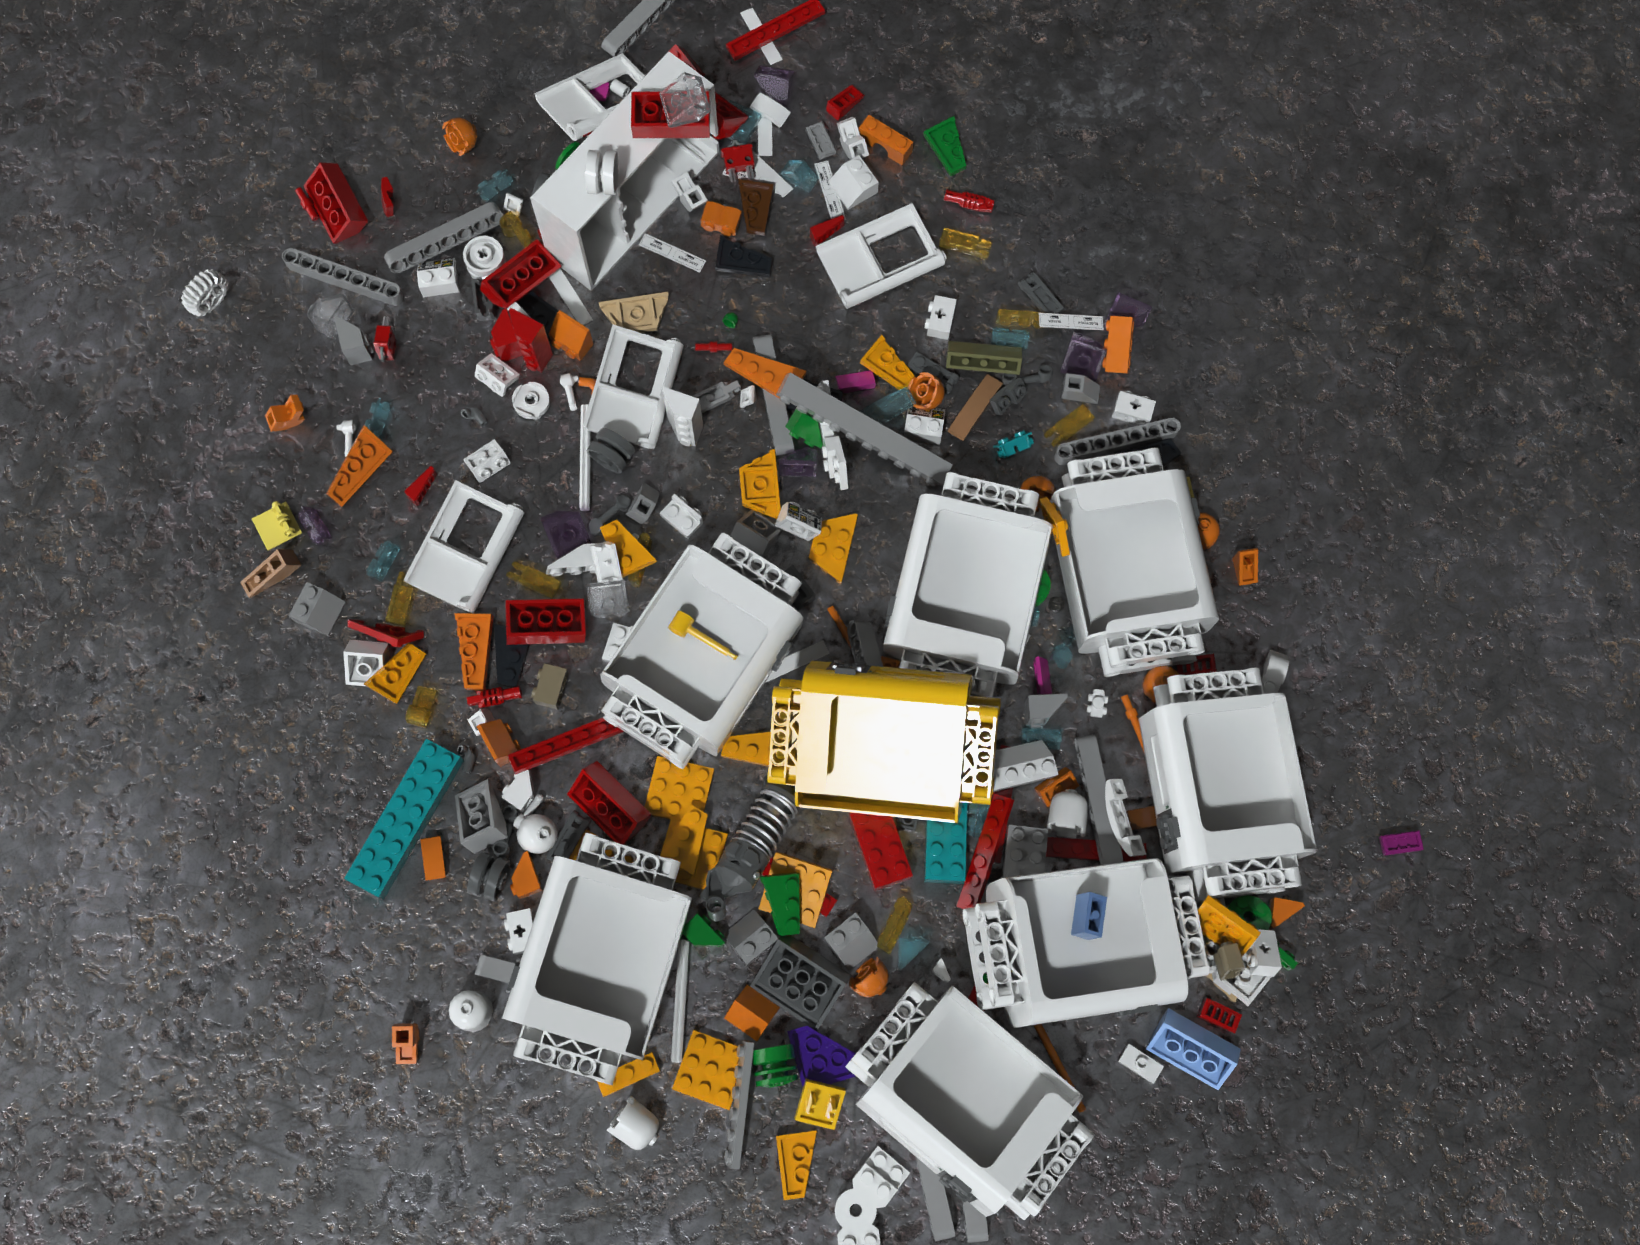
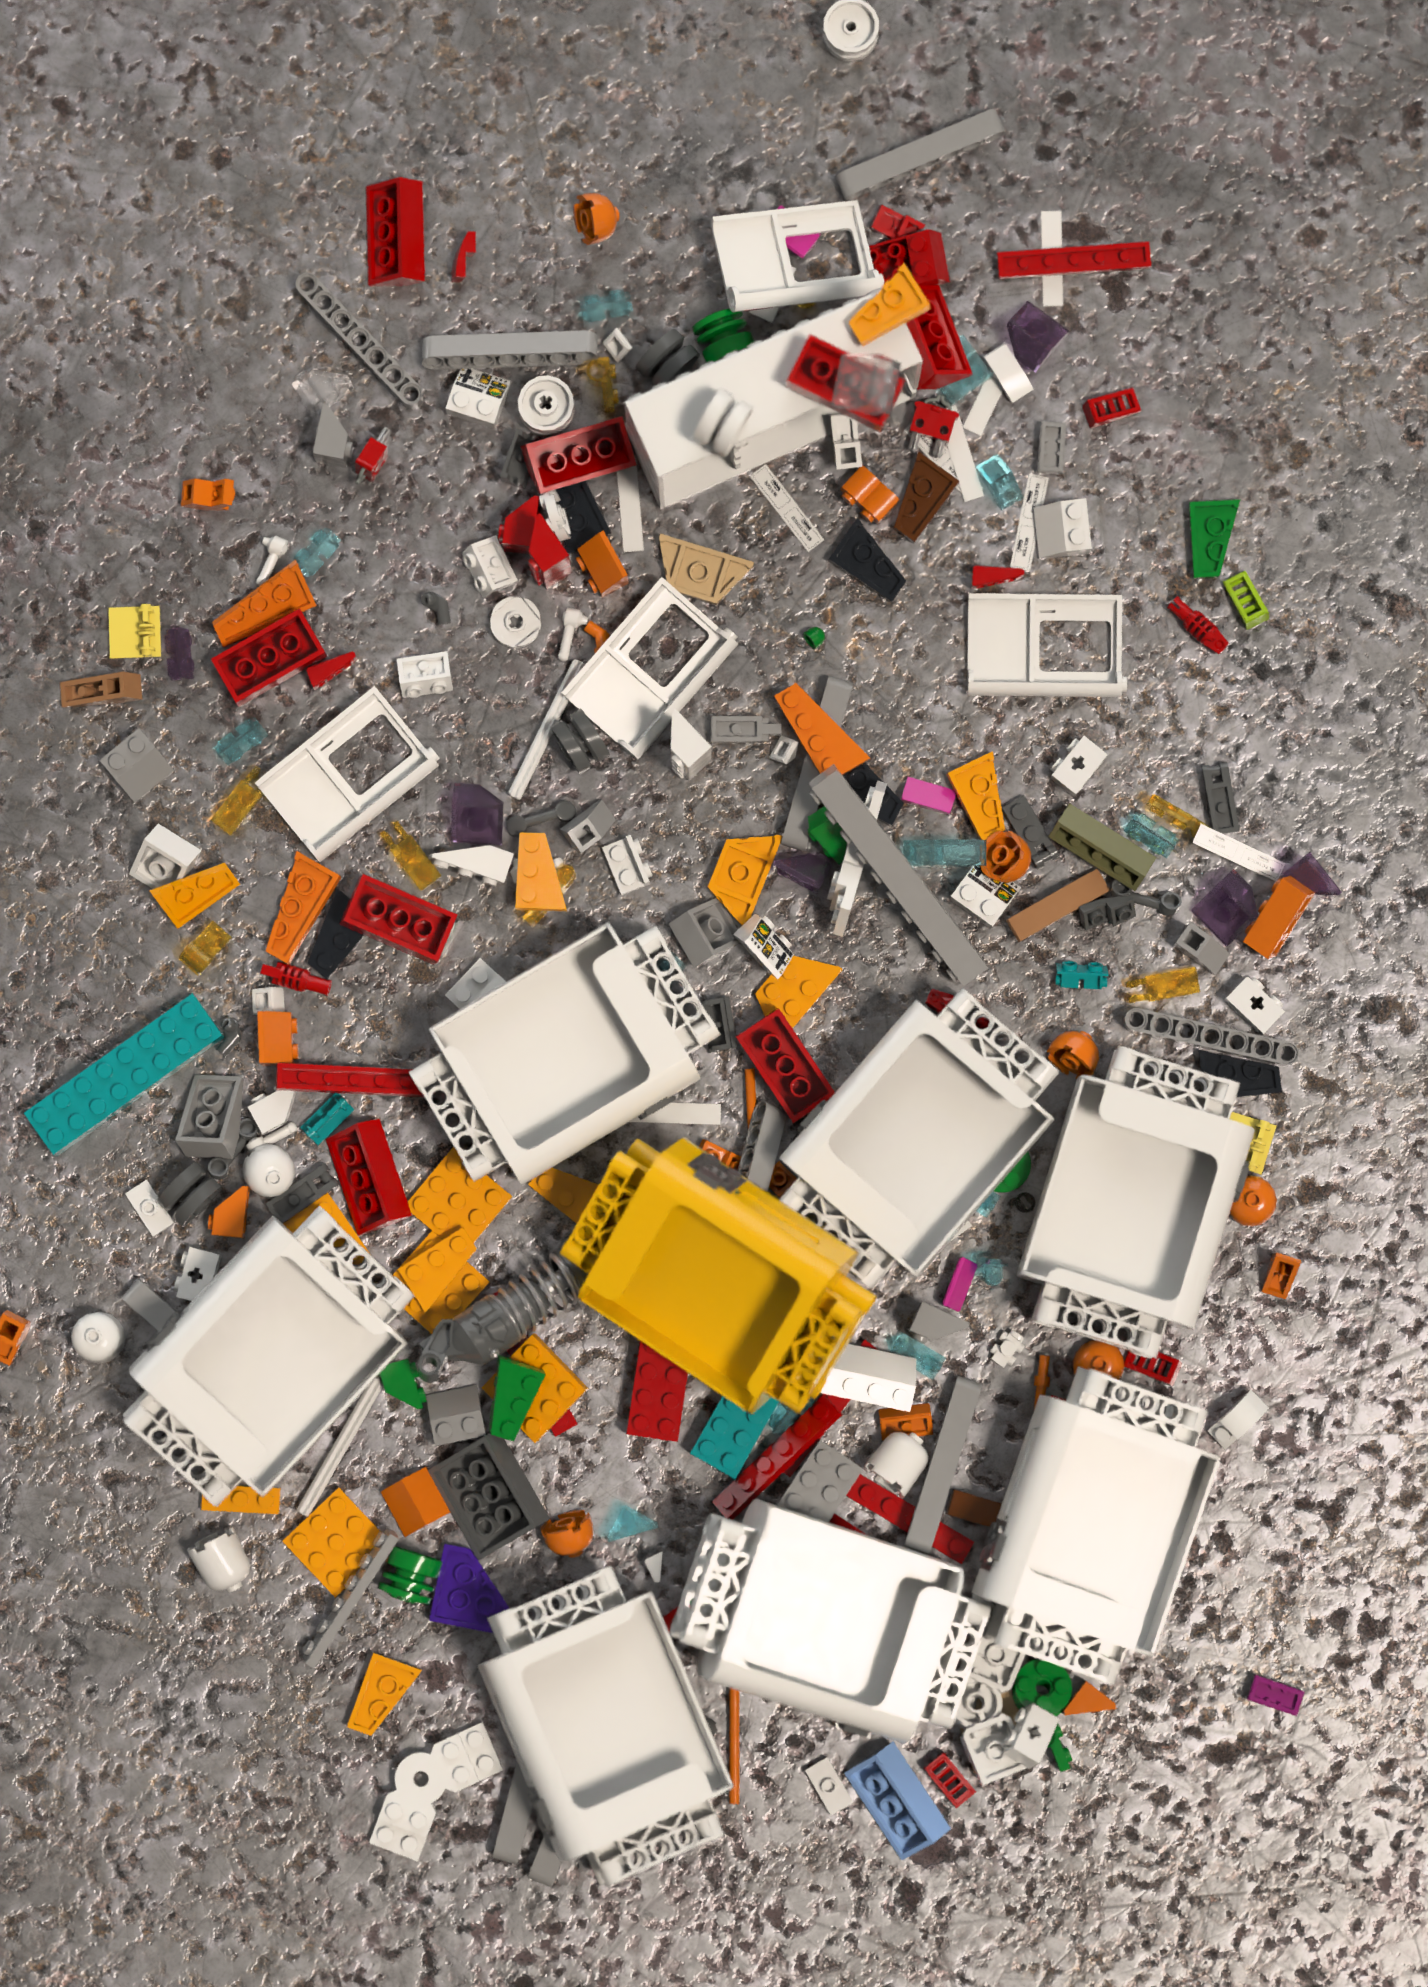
camera: 30 degrees right, 10 degrees up
(205, 292) = (180, 283): white gear -> none
(307, 204) = (359, 215): red bar -> none
(375, 497) = (269, 657): none -> red brick
(382, 632) = (205, 836): red wing -> none
(432, 858) = (135, 1137): orange slope -> none
(466, 902) = (150, 1211): none -> white plate
(550, 686) = (367, 999): dark tan brick -> none
(561, 779) = (327, 1118): none -> teal hinge
(606, 562) = (505, 883): white hinge -> none
(608, 598) = (487, 928): clear slope -> none
(619, 88) = (830, 247): white hinge -> none
(648, 59) = (893, 224): none -> red slope
(676, 60) = (890, 308): none -> light orange wing
(682, 624) = (555, 1014): yellow piece -> none
(713, 346) = (775, 662): red bar -> none
(820, 1104) = (440, 1643): yellow plate -> none
(851, 140) = (1090, 470): white brick -> none
(851, 941) = (569, 1480): light grey slope -> none
(853, 590) = (785, 1065): none -> red brick
(894, 925) = (629, 1487): clear yellow hinge -> none
(897, 145) = (1138, 494): orange arch -> none
(964, 243) = (1160, 679): clear yellow hinge -> none
(998, 181) = (1256, 618): none -> lime slope
(1059, 525) = (1063, 1109): light orange wing -> none
(1089, 916) = (846, 1594): medium blue brick -> none
(1118, 818) = (952, 1500): white slope -> none
(1225, 925) = (998, 1686): light orange plate -> none
(1228, 961) = (982, 1725): dark tan brick -> none

